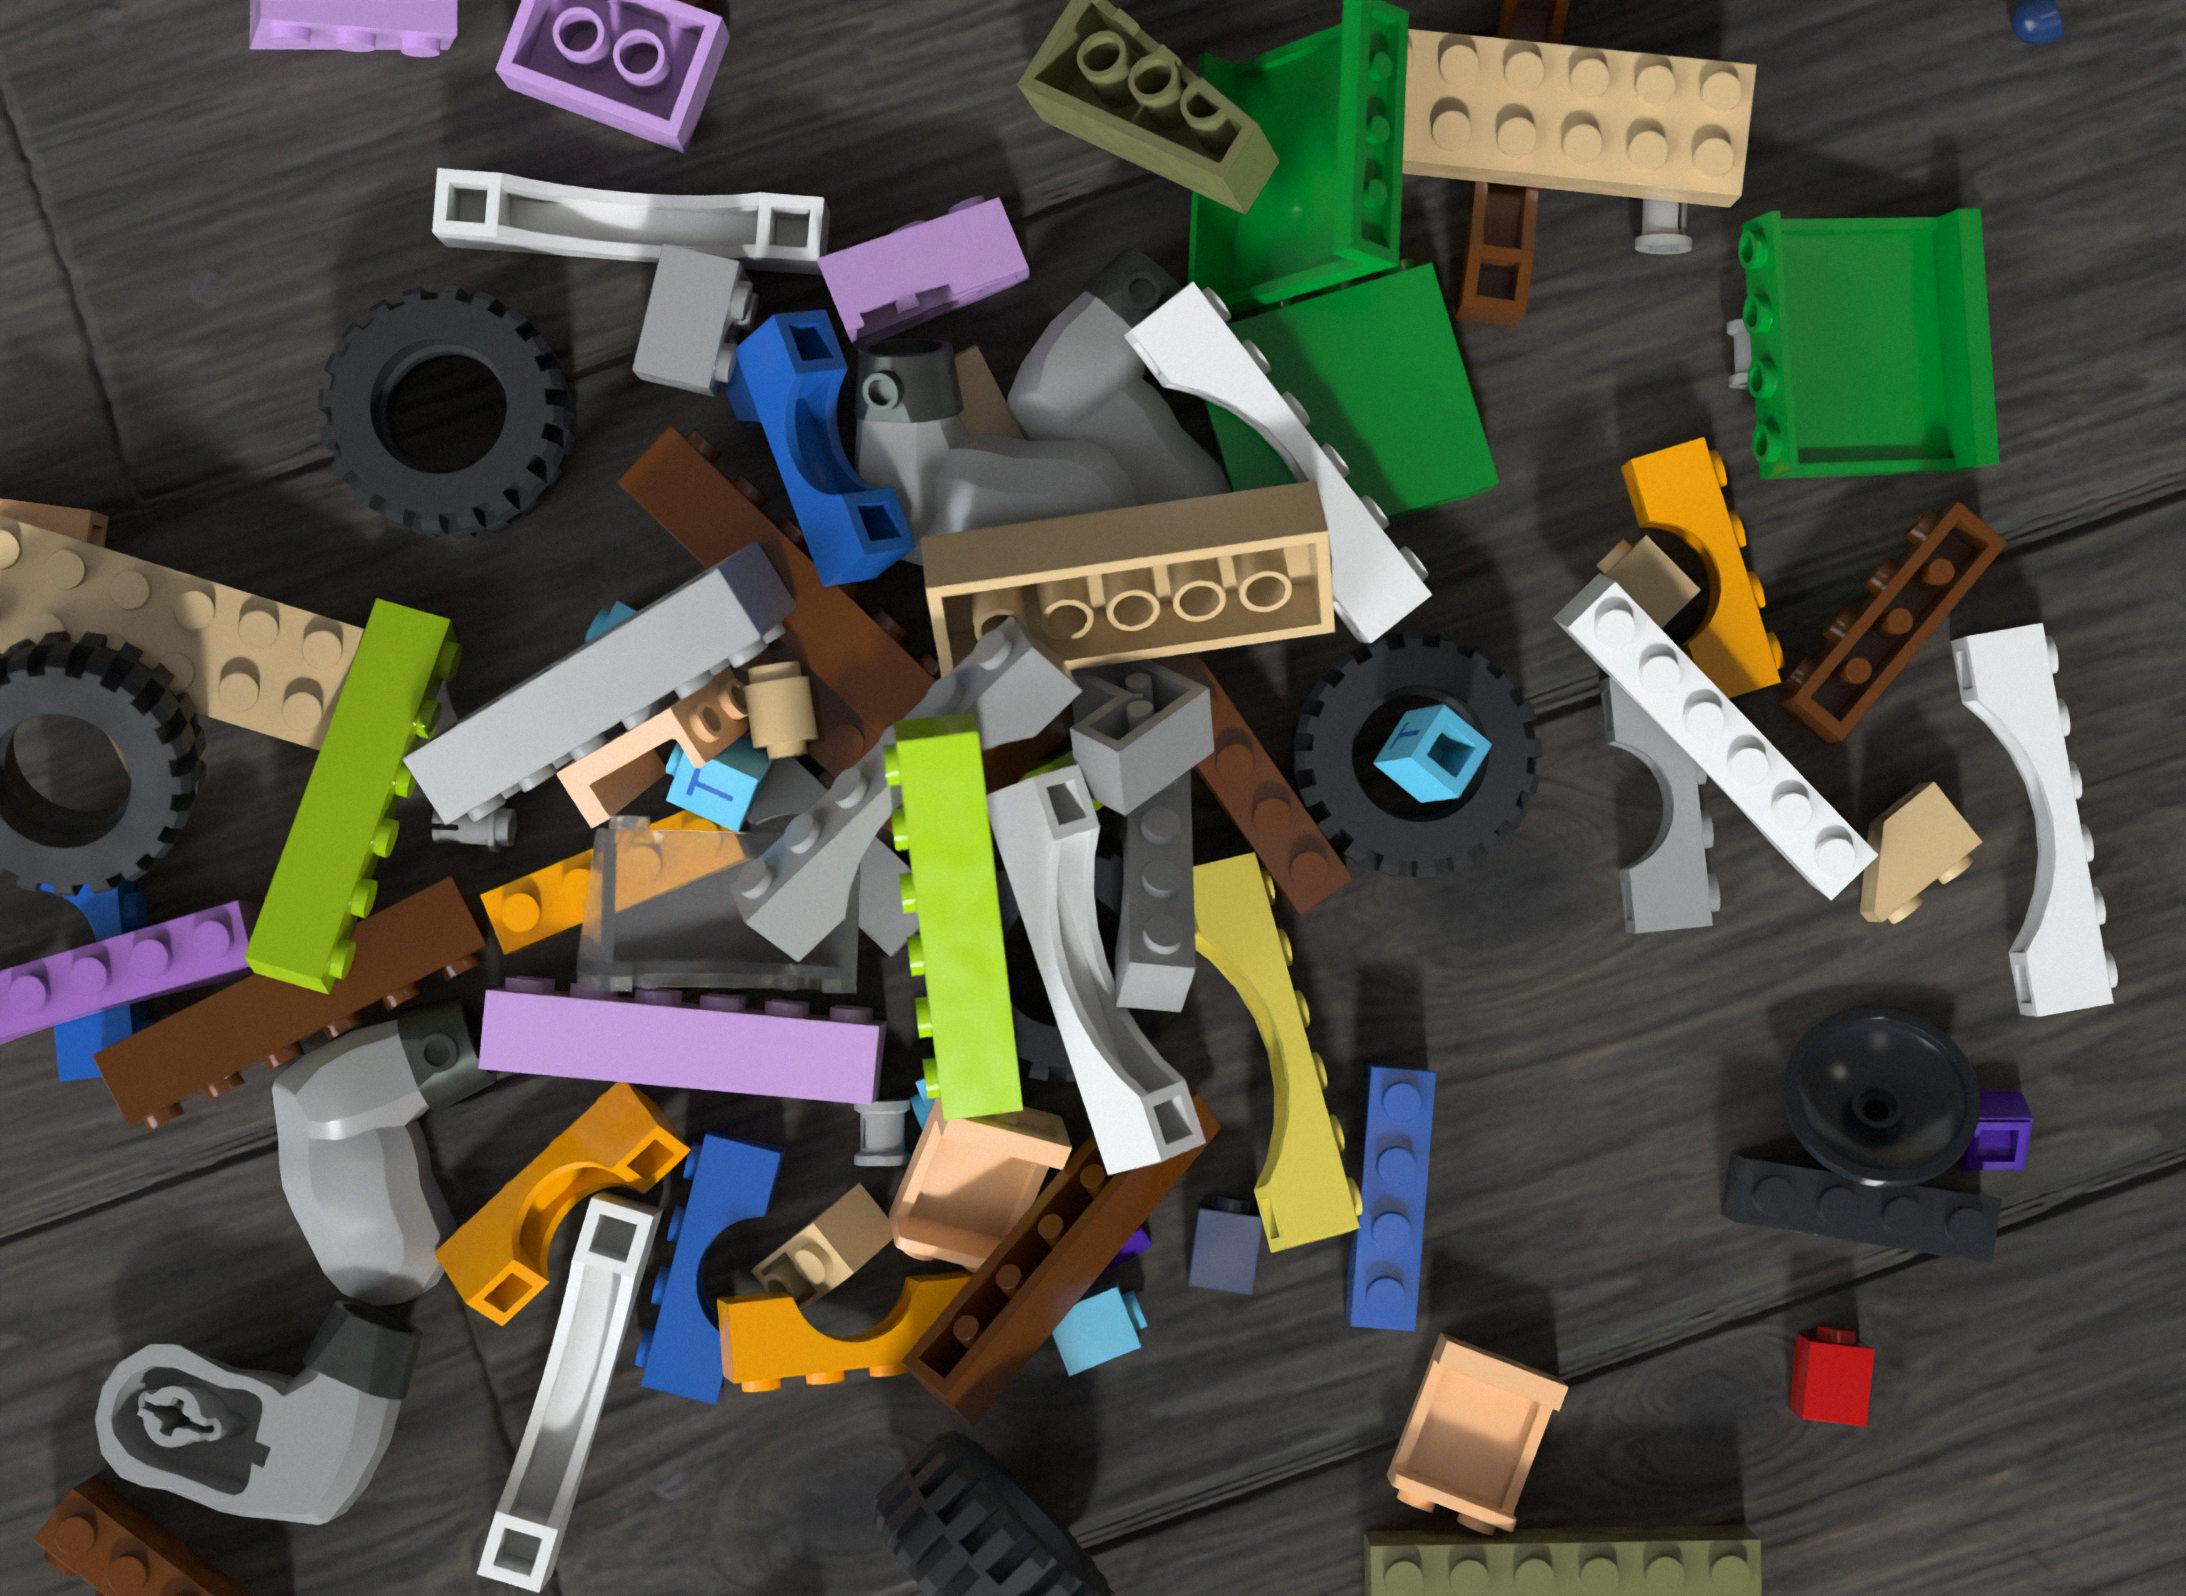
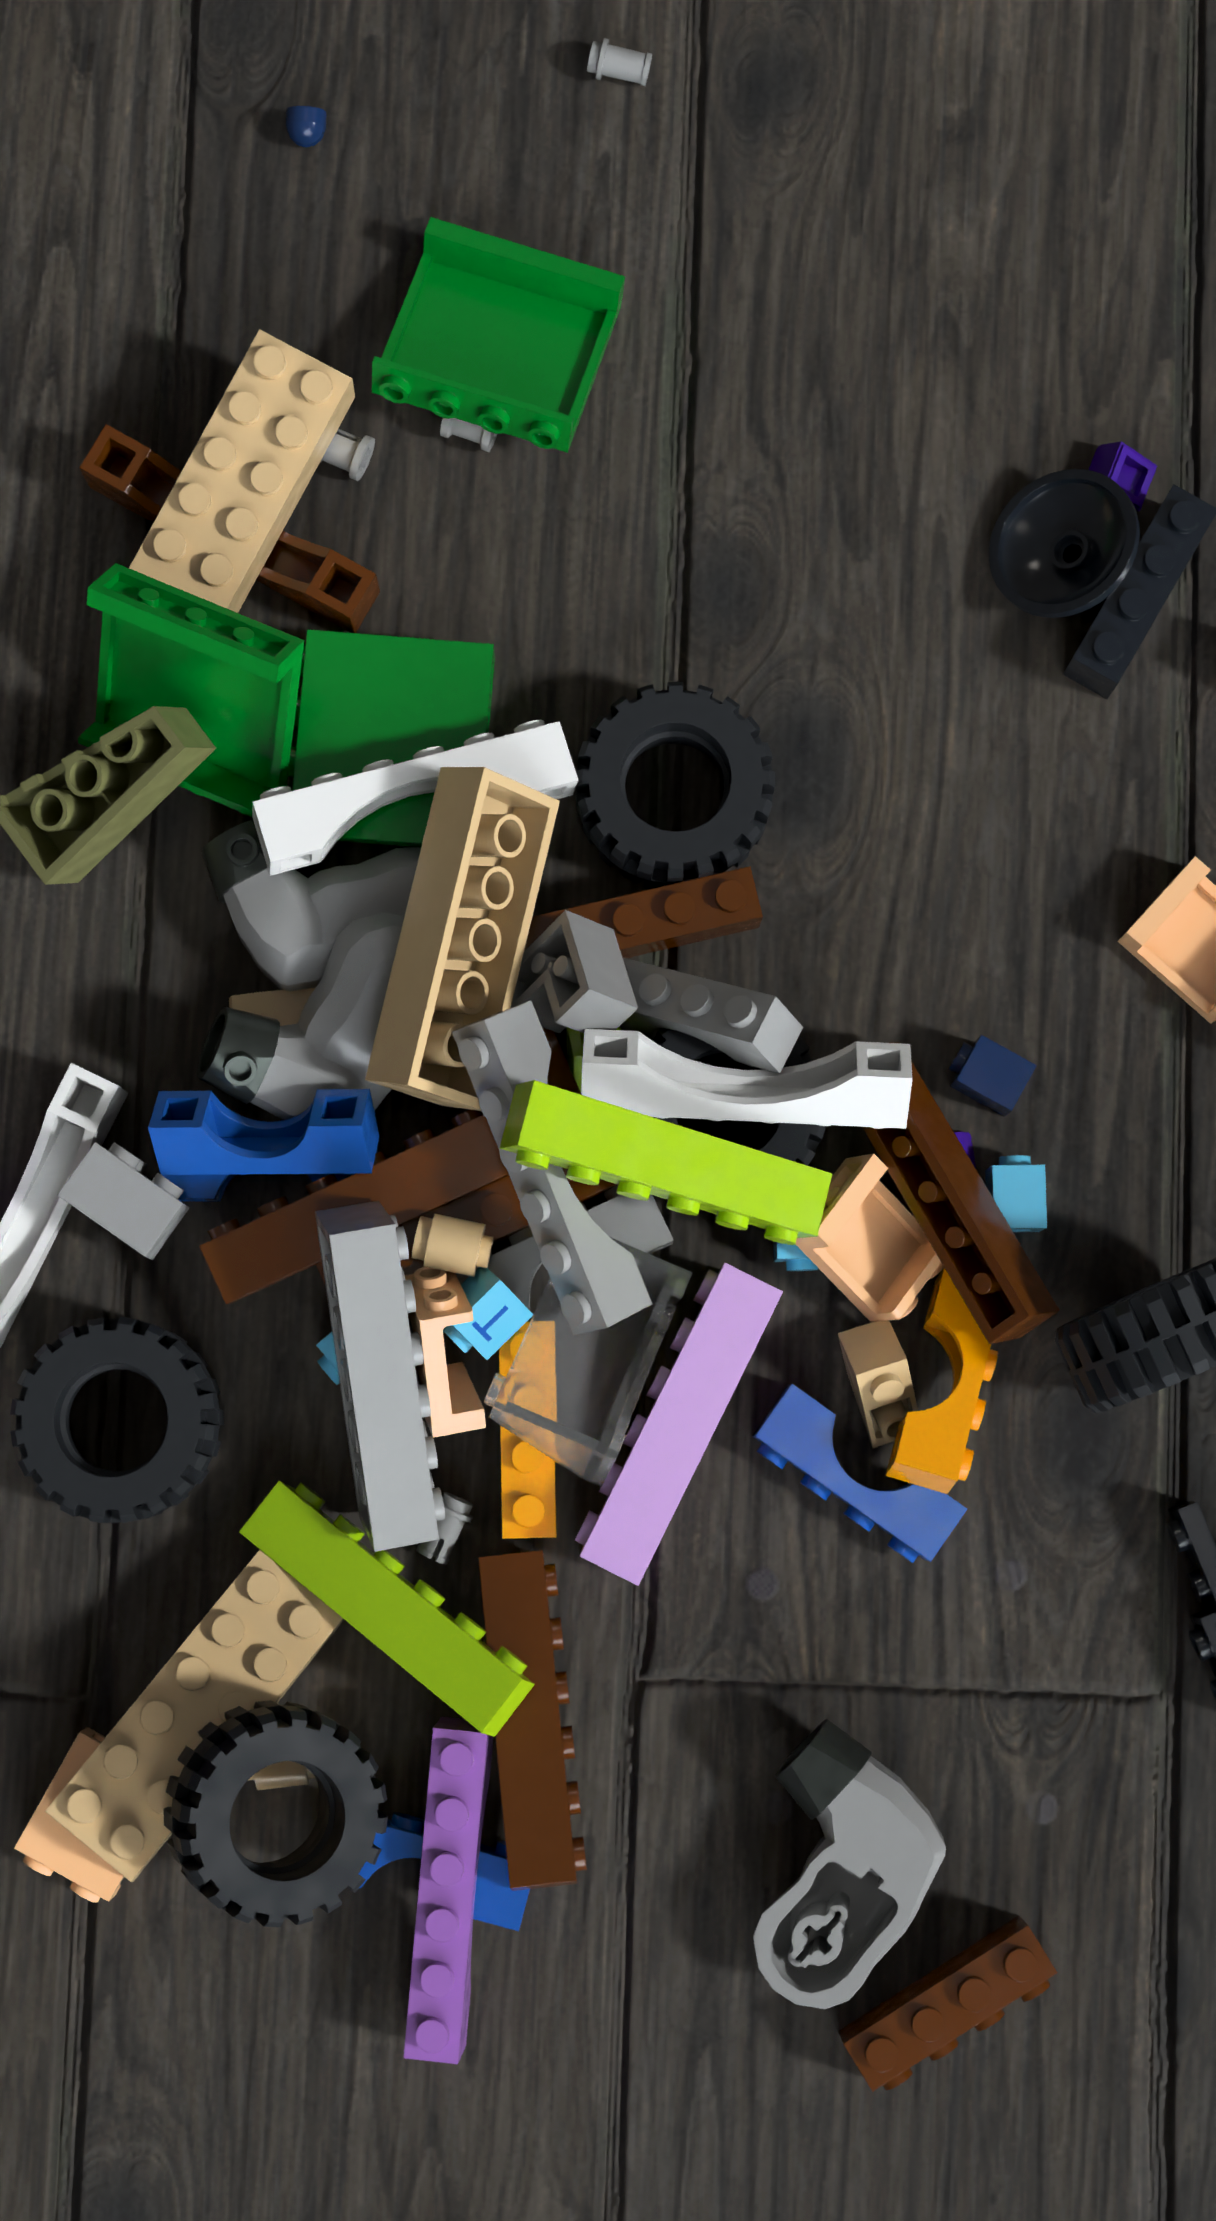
camera: 70 degrees left, 5 degrees down
(358, 1155) = (666, 1716): light grey piece -> none
(503, 1250) = (782, 1630): light orange arch -> none
(572, 1391) = (914, 1620): white arch -> none
(883, 1133) = (805, 1302): light grey bush -> none
(924, 270) = (156, 1012): lavender wedge -> none
(1303, 1179) = (963, 990): light yellow arch -> none
(1393, 1197) = (1030, 946): blue arch -> none
(1432, 753) = (680, 763): medium azure brick -> none
(1649, 578) = (612, 570): tan brick -> none
(1670, 880) = (719, 603): light grey arch -> none
(1682, 495) = (558, 515): light orange arch -> none
(1715, 735) = (746, 555): white arch -> none
(1891, 622) = (712, 400): reddish brown brick -> none
(1915, 844) = (886, 452): tan slope -> none
(2060, 948) = (1003, 374): white arch -> none

